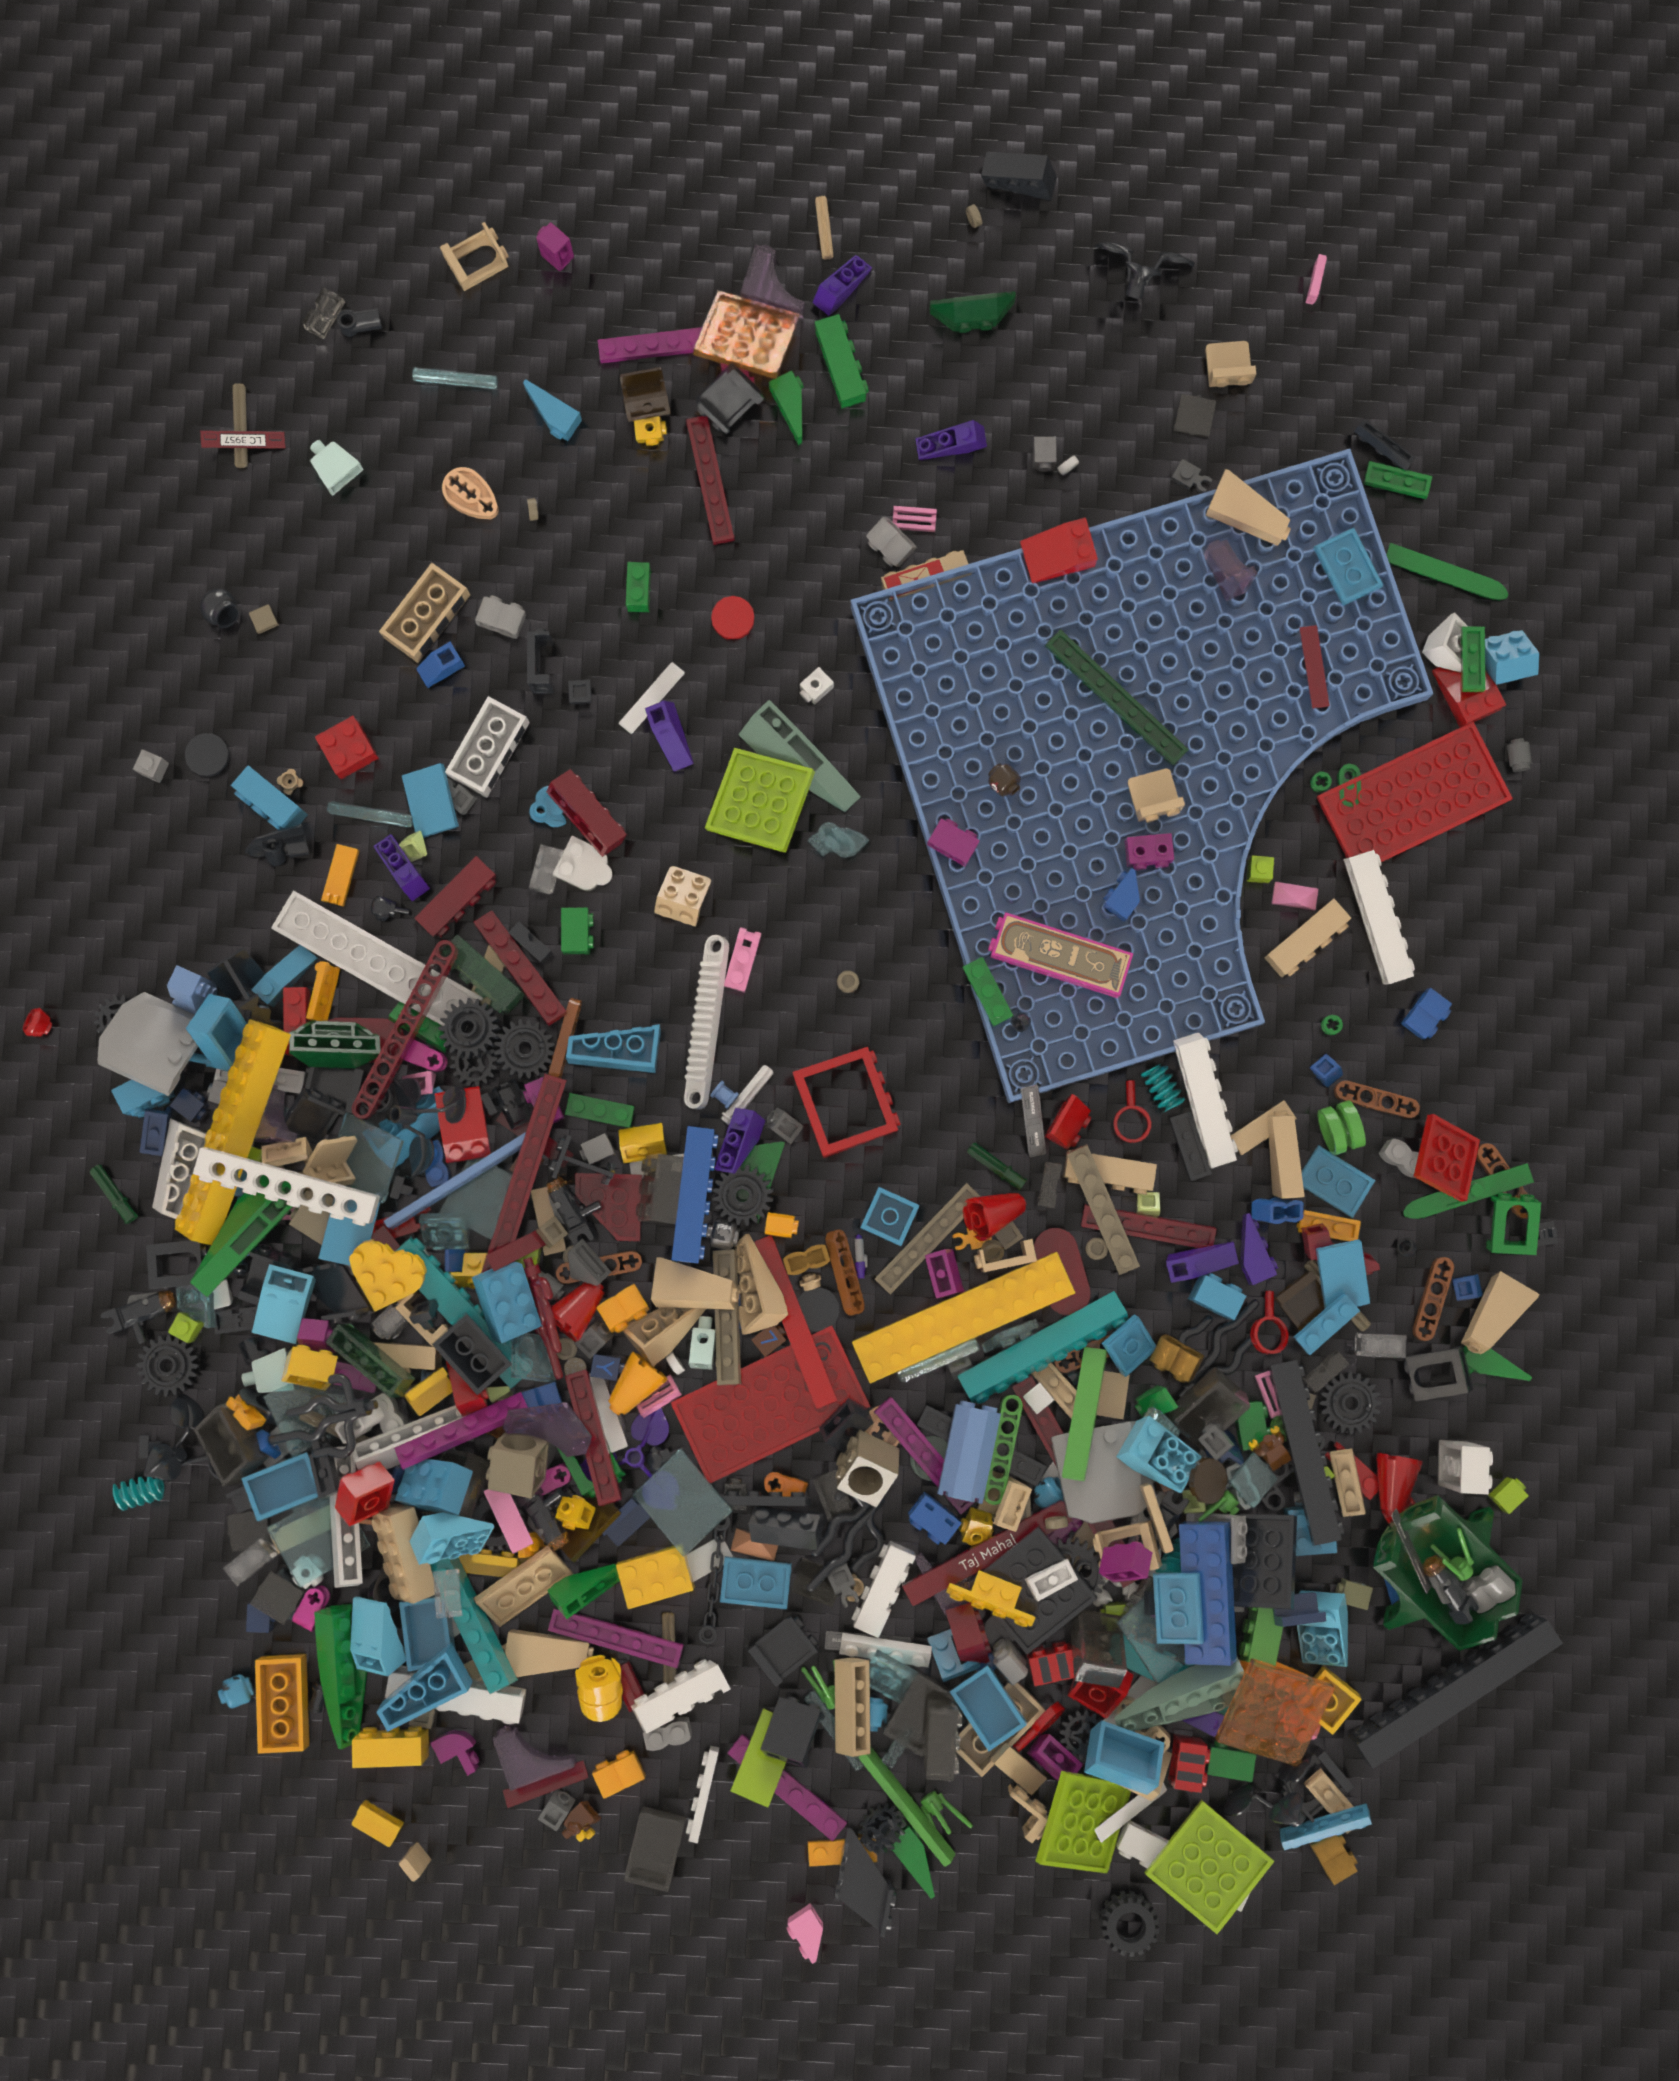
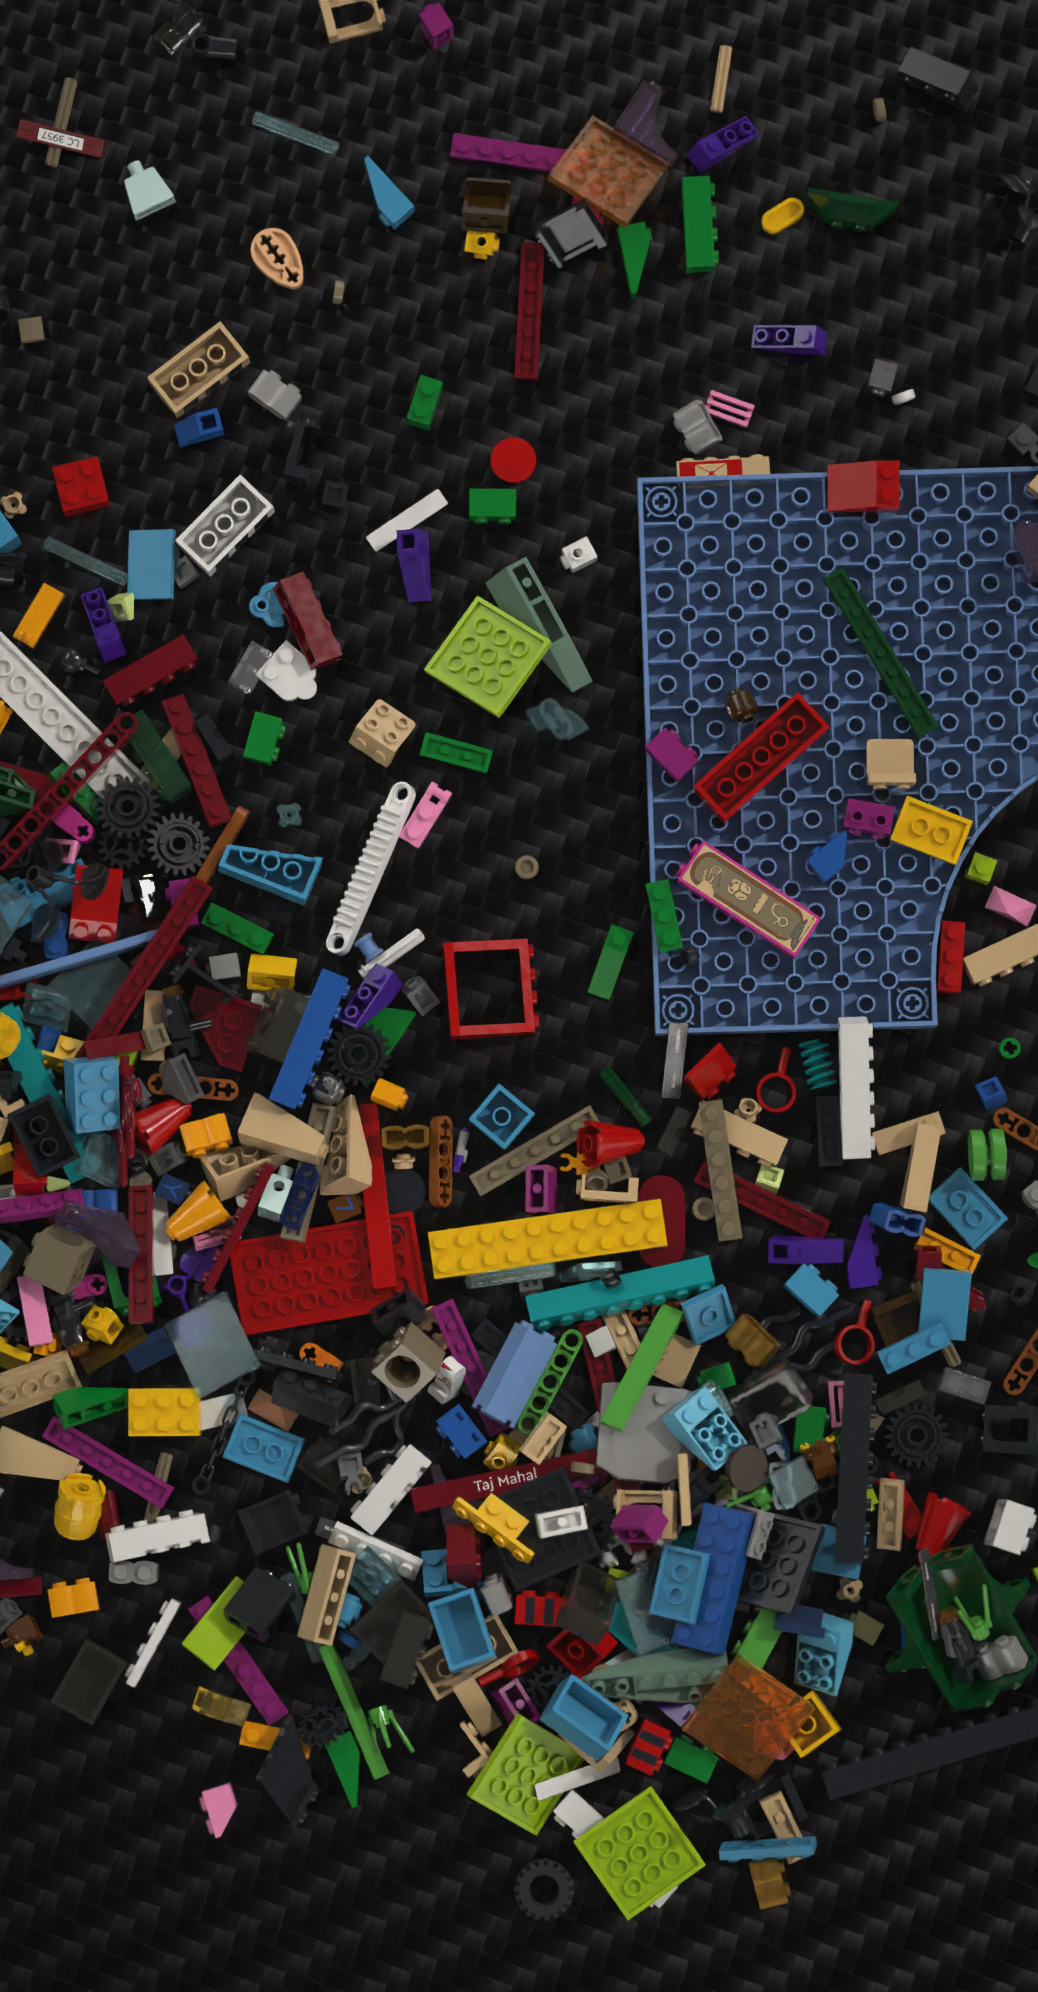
camera: 15 degrees right, 0 degrees up
(568, 1359) = (137, 1170): none -> black hinge
(620, 987) = (284, 819): none -> clear light blue plate
(676, 1376) = (232, 1235): none -> dark red plate
(716, 1358) = (312, 1184): none -> clear blue beam
(725, 663) = (492, 505): none -> green brick
(754, 895) = (456, 753): none -> green plate
(781, 1838) = (221, 1706): none -> clear yellow brick
(882, 1740) = (348, 1638): none -> blue tile
(909, 1474) = (447, 1380): none -> white leg
(913, 334) = (782, 215): none -> yellow tile
(948, 1046) = (610, 962): none -> green slope
(1032, 1338) = (611, 1278): none -> black hinge
(1036, 822) = (760, 757): none -> red brick
(1113, 1141) = (750, 1104): none -> tan plate
(1209, 846) = (931, 830): none -> yellow plate
(1257, 956) = (950, 957): none -> red brick
(1334, 1566) = (847, 1583): none -> tan plate

